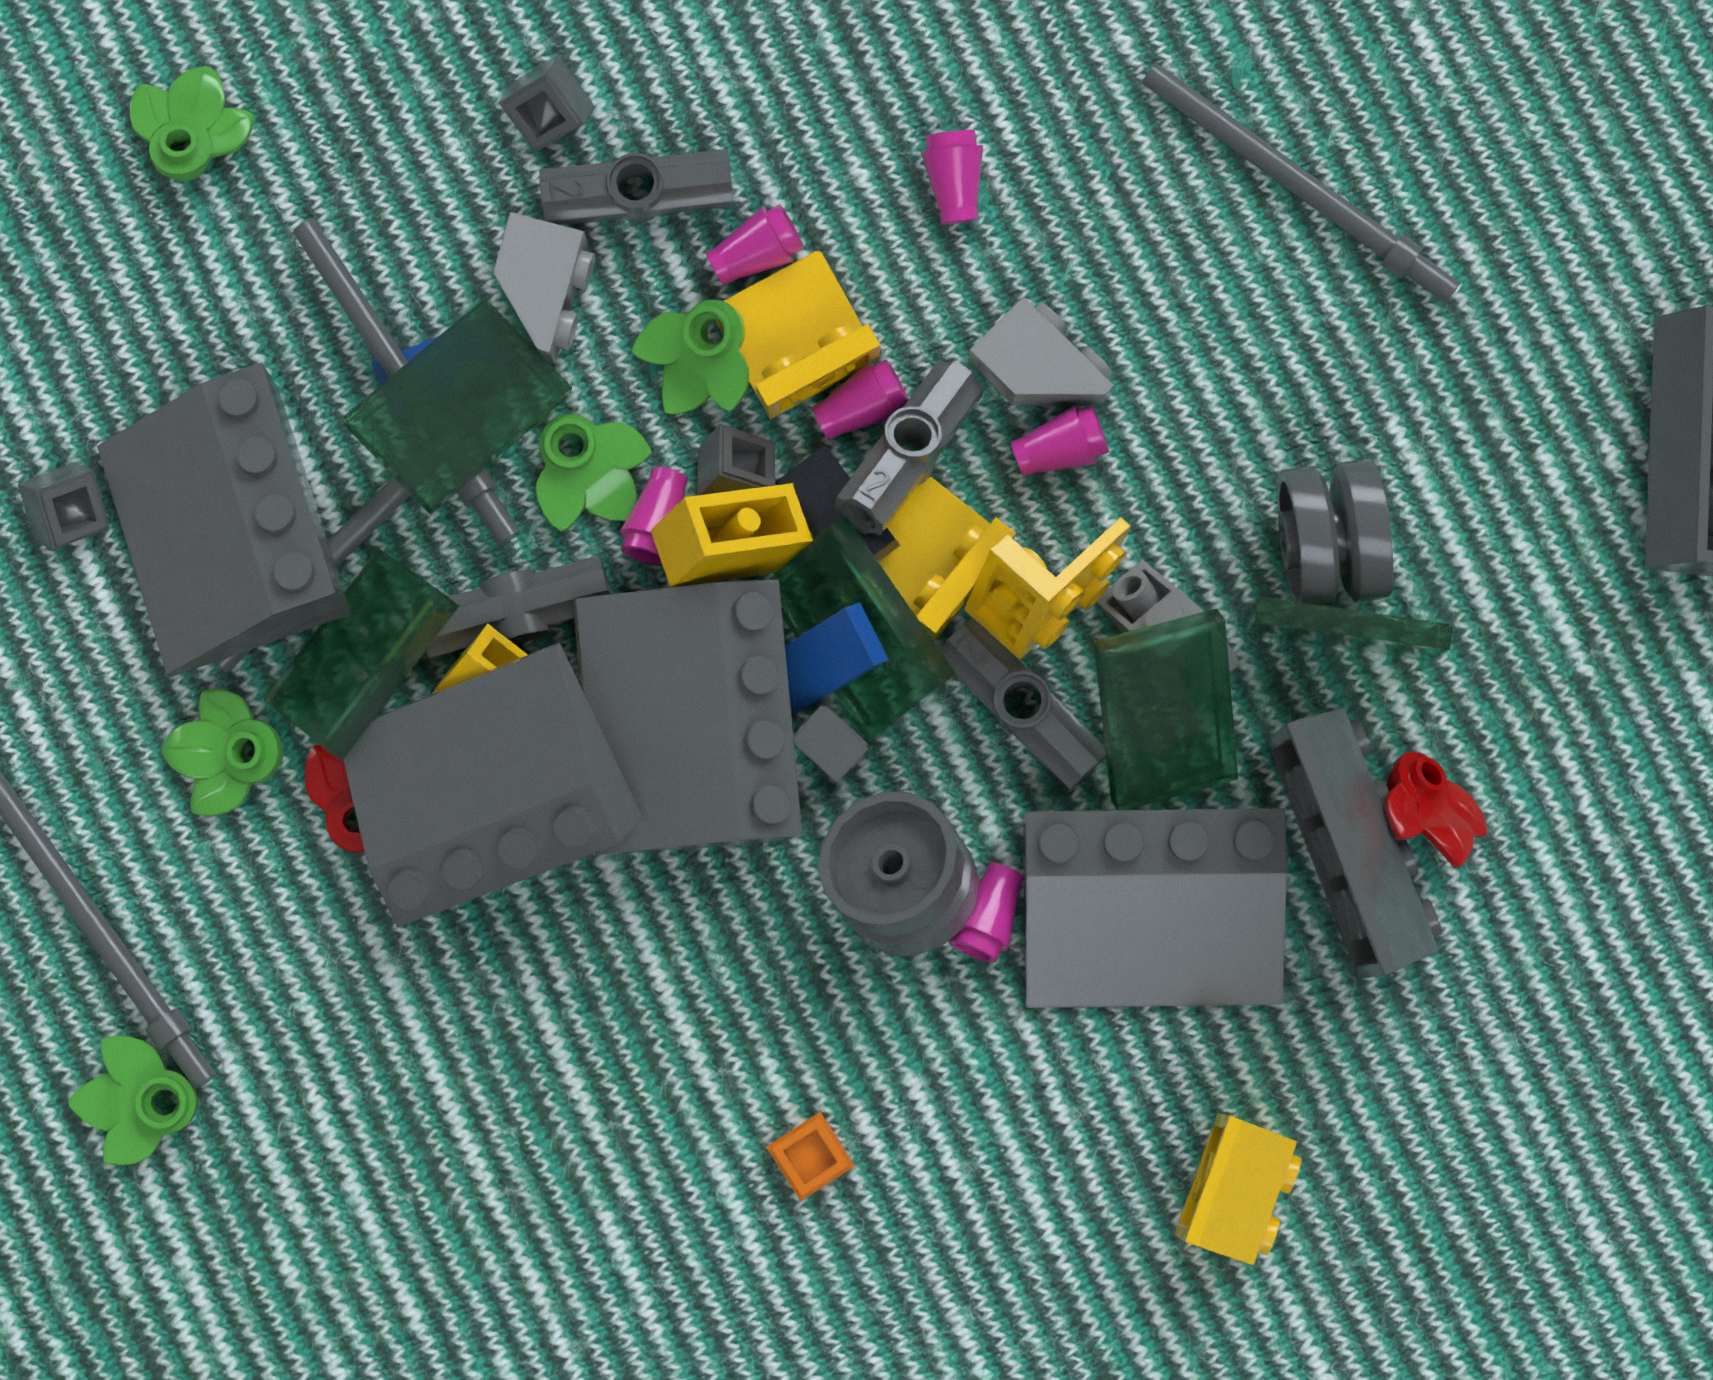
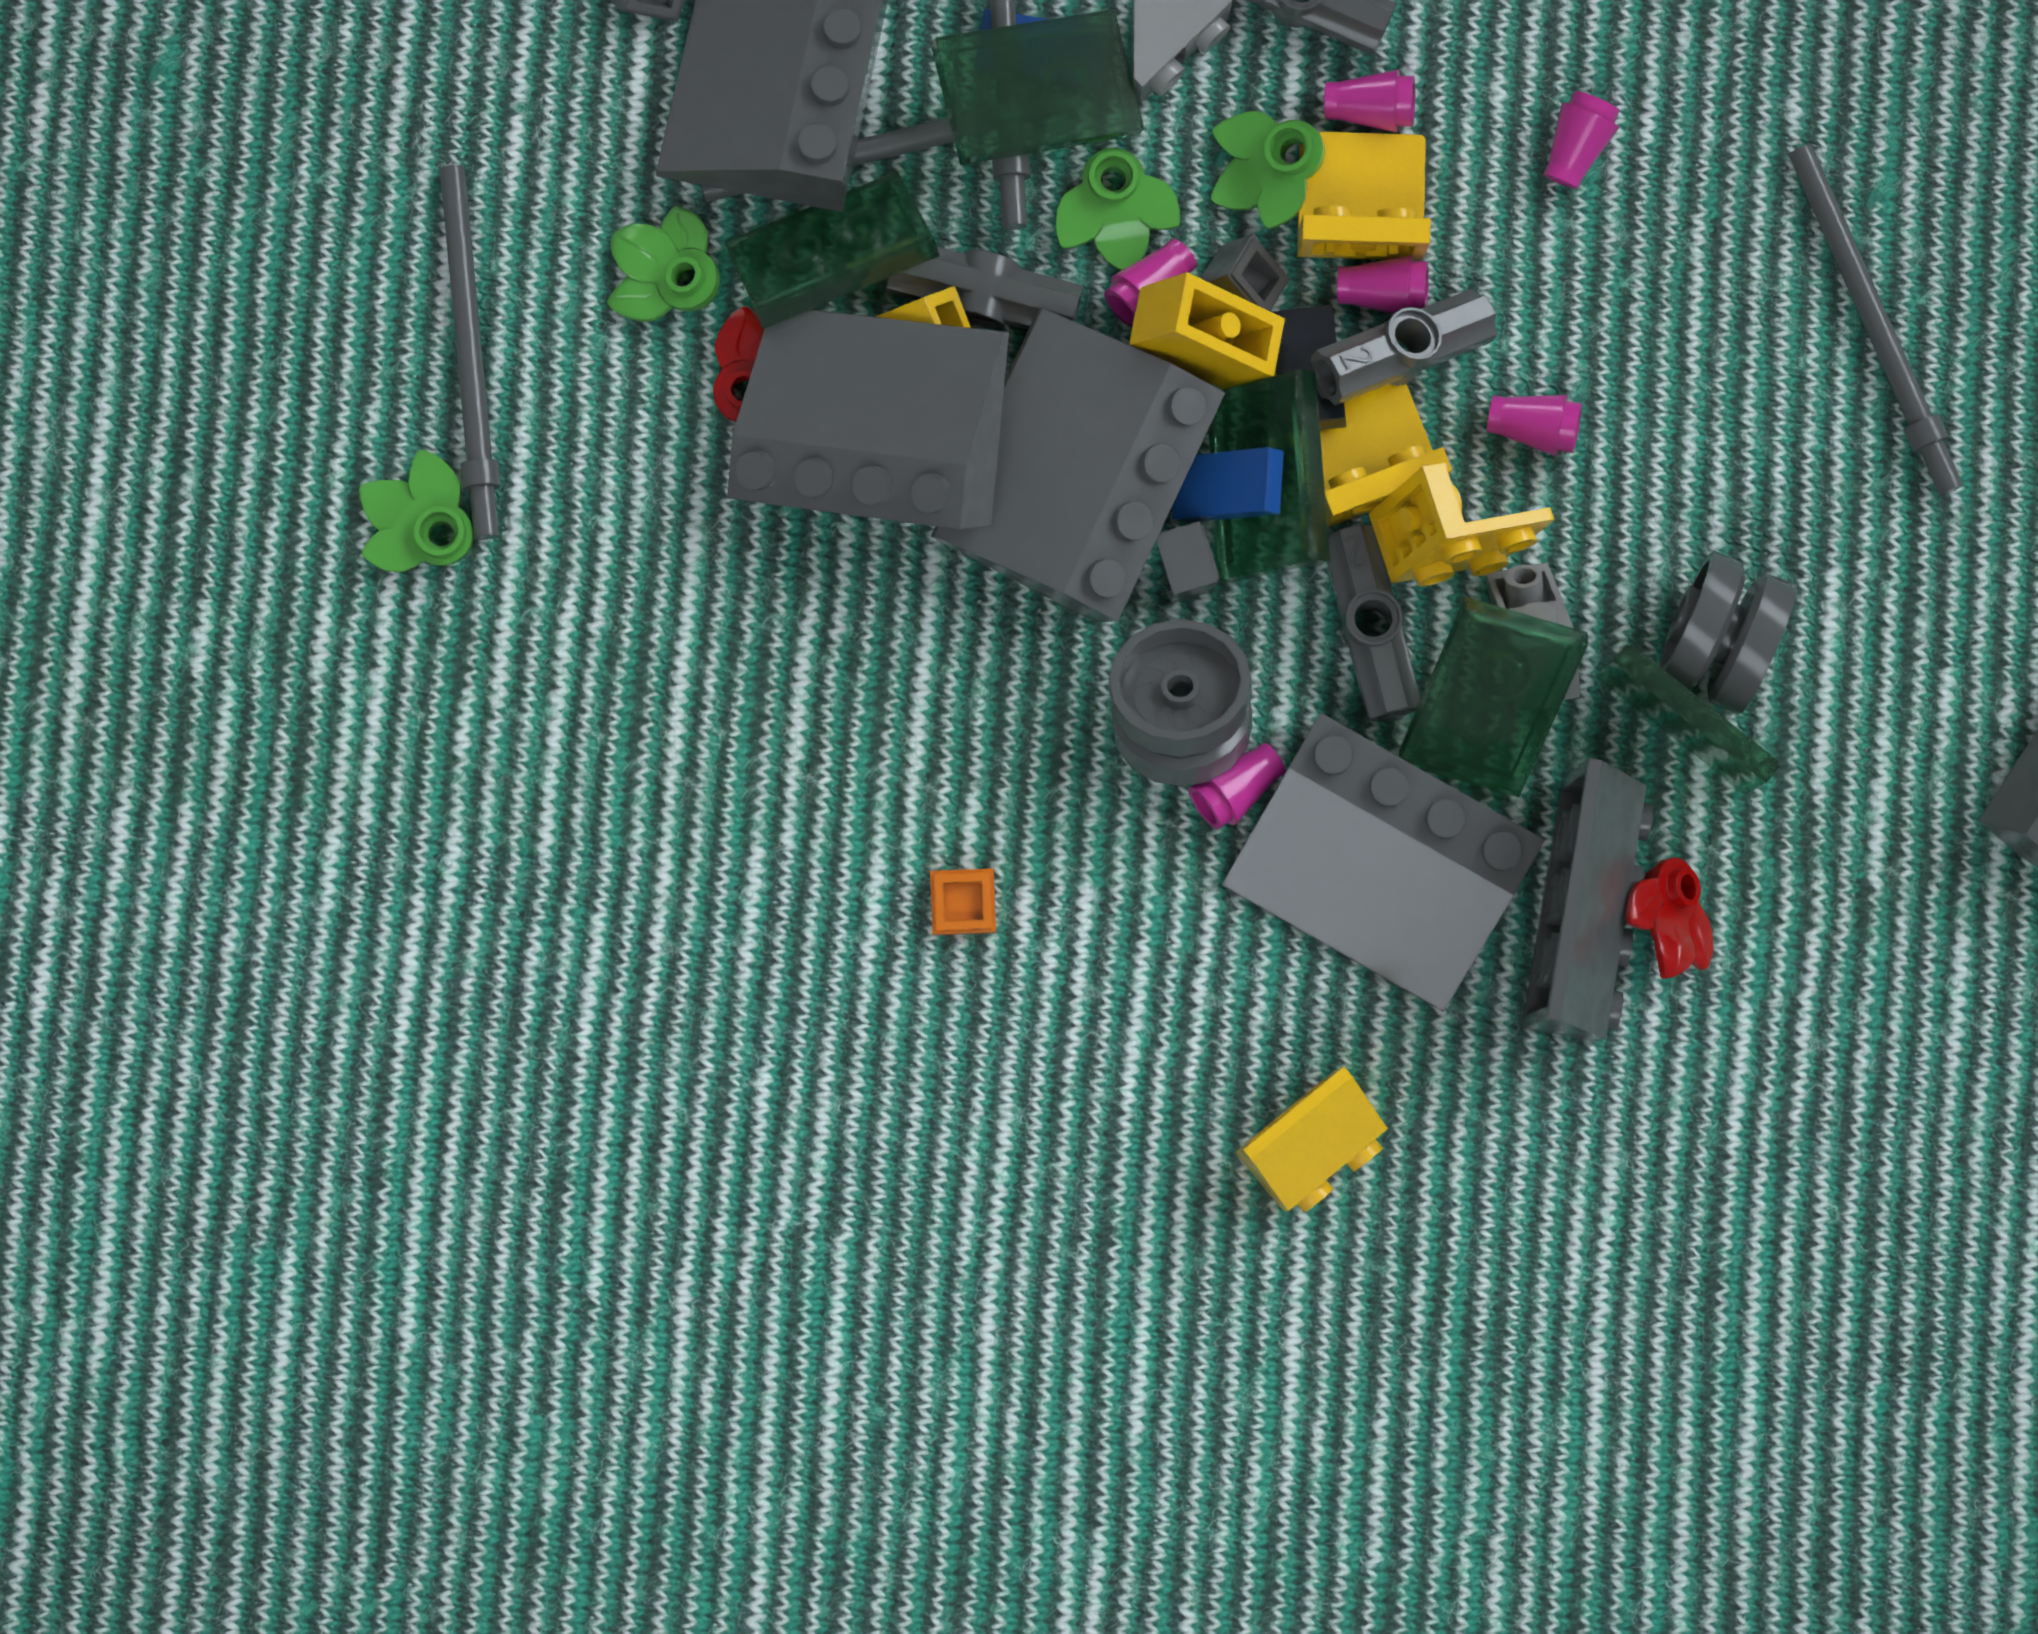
camera: 20 degrees right, 0 degrees up
(1037, 364) = (1555, 342): light grey slope -> none

